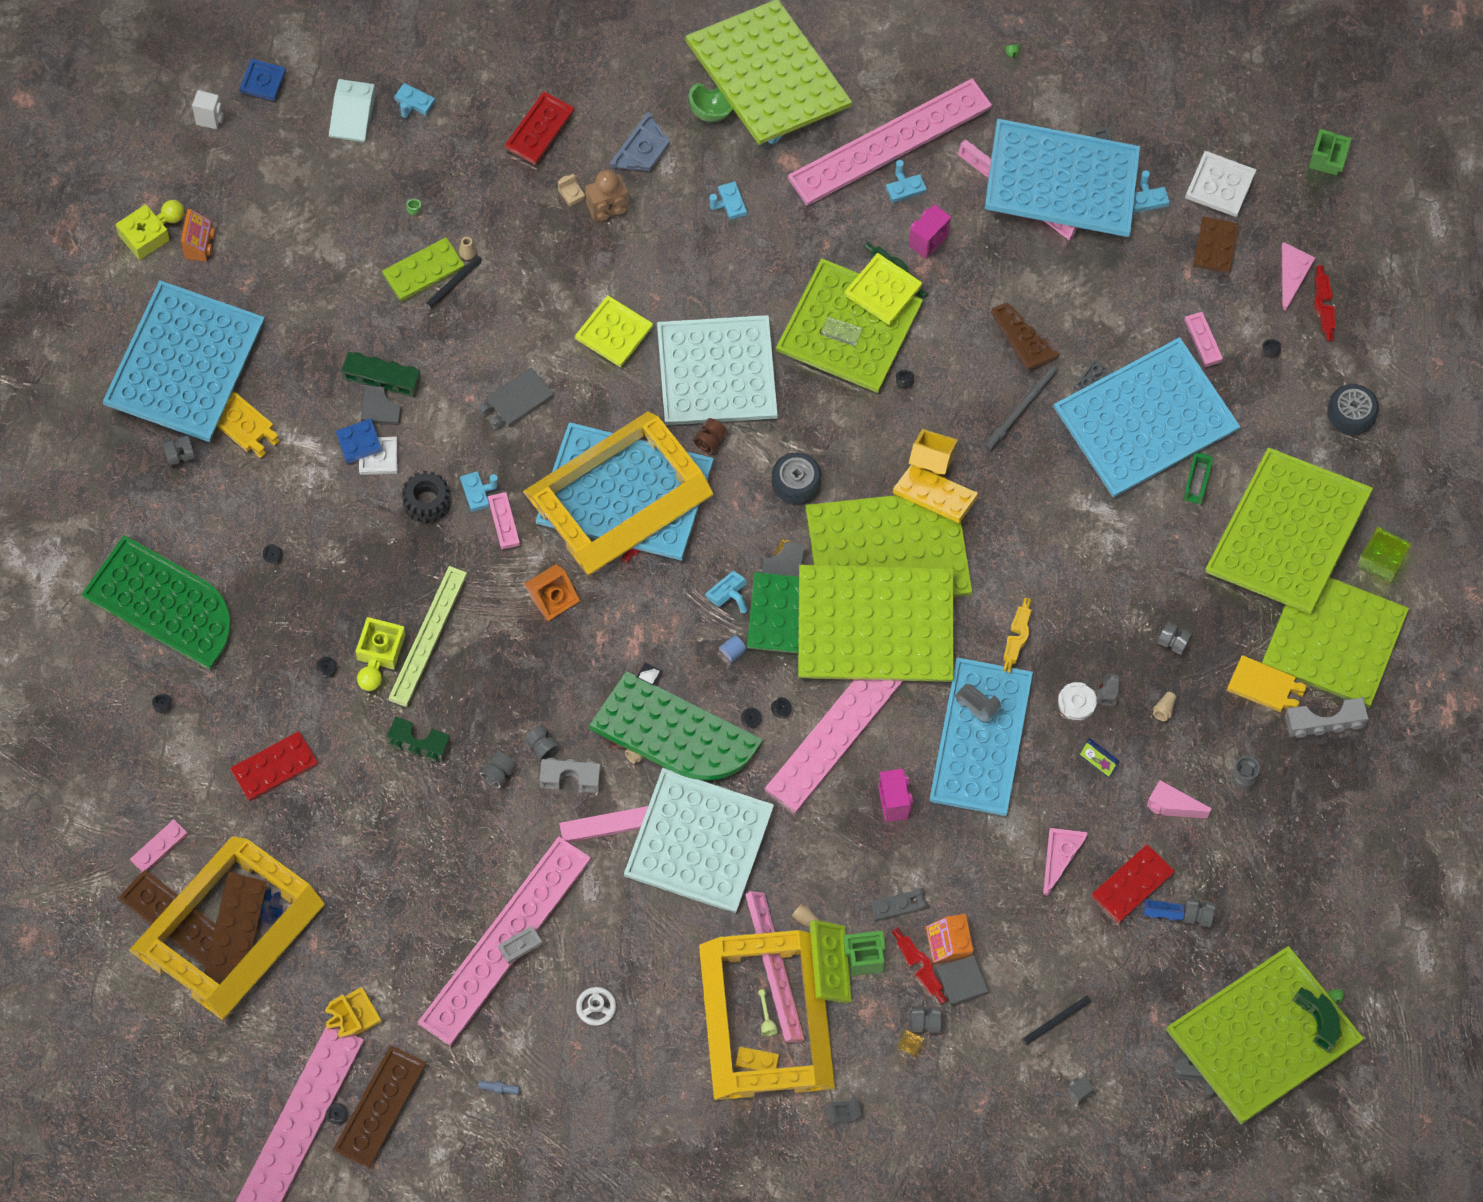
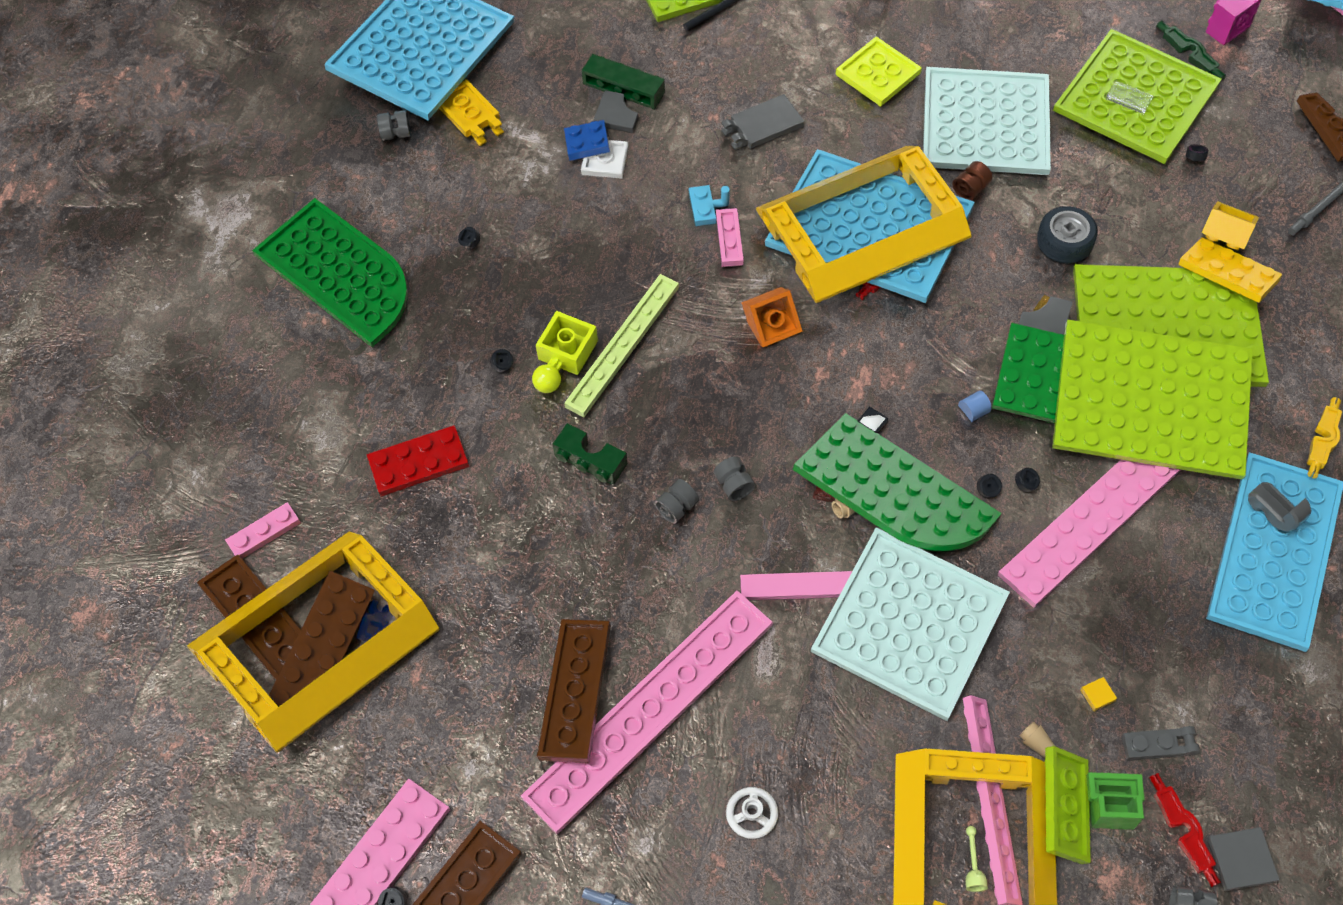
camera: 15 degrees right, 5 degrees down
(162, 703) = (309, 373): black tile -> none
(352, 1014) = (440, 771): yellow plate -> none
(426, 483) = (648, 188): black tyre -> none
(444, 935) = (574, 691): none -> reddish brown plate
(520, 944) = (667, 716): light grey plate -> none
(554, 771) = (743, 513): light grey arch -> none
(728, 588) = (975, 339): medium azure plate -> none
(849, 874) = (1098, 694): none -> yellow tile
(883, 289) = (1179, 61): neon yellow plate -> none
(894, 795) = (1165, 602): dark pink brick -> none
(949, 939) = (1229, 800): orange slope -> none

